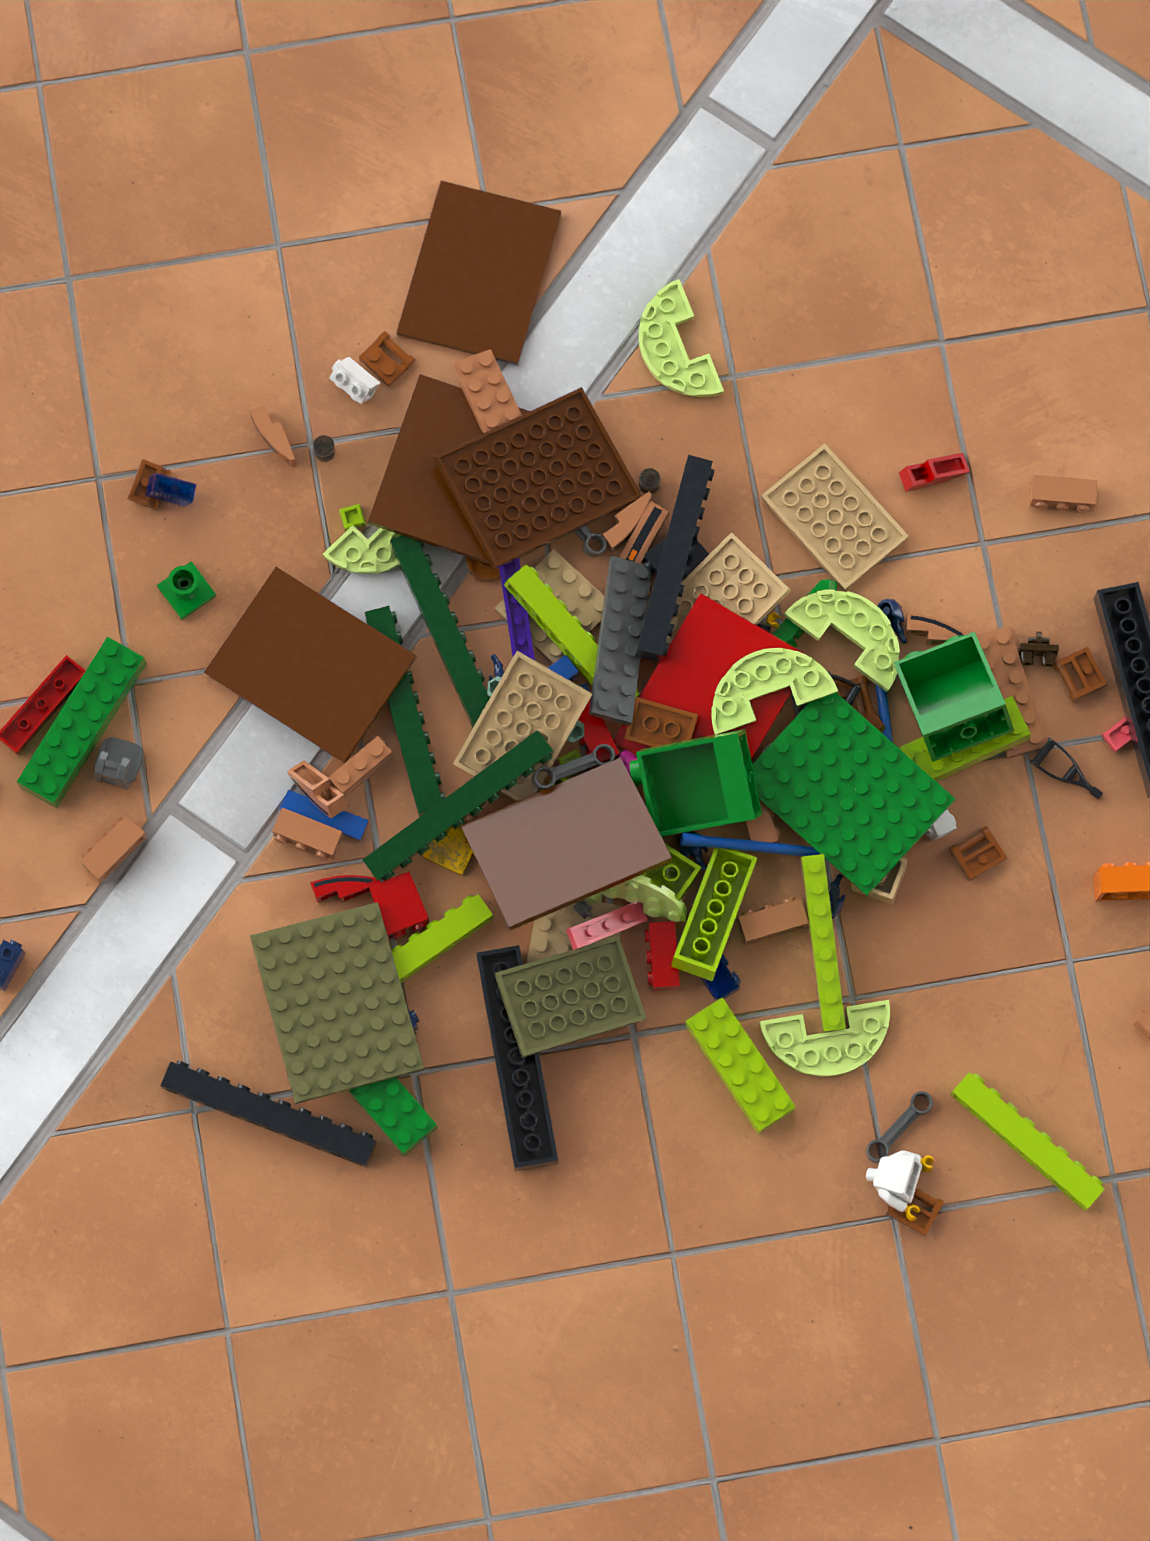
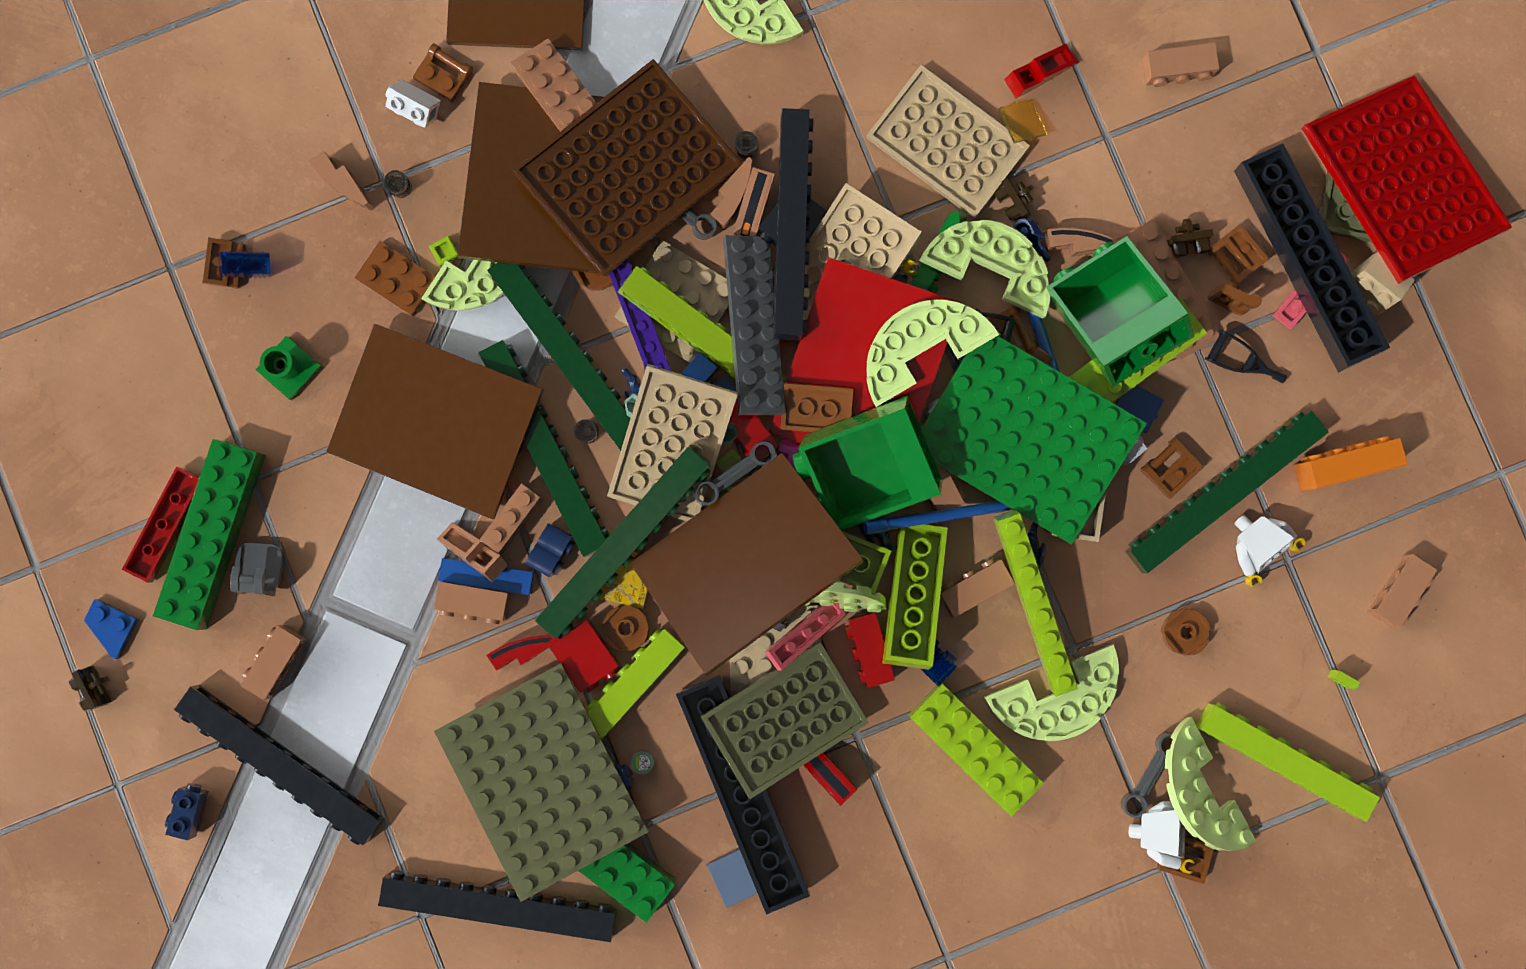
camera: 10 degrees left, 10 degrees up
(98, 942) = (279, 764): none -> black brick
(302, 531) = (395, 278): none -> dark orange plate
(388, 803) = (550, 550): none -> dark blue brick
(430, 1013) = (642, 762): none -> tile
(444, 877) = (612, 628): none -> dark orange plate
(448, 701) = (583, 432): none -> clear smoke wheel
(490, 1137) = (732, 878): none -> sand blue tile
(599, 1061) = (831, 778): none -> red slope
(881, 572) = (1008, 190): none -> dark brown hips
(907, 513) = (1022, 121): none -> clear yellow piece
(932, 1154) = (1192, 799): none -> yellowish green plate
(953, 1015) = (1199, 632): none -> dark orange plate
(963, 790) = (1141, 405): none -> blue piece
(1022, 884) = (1226, 491): none -> dark green brick
(1046, 937) = (1262, 544): none -> white torso
(1061, 709) = (1231, 298): none -> dark orange plate
(1096, 1078) = (1343, 679): none -> lime tile

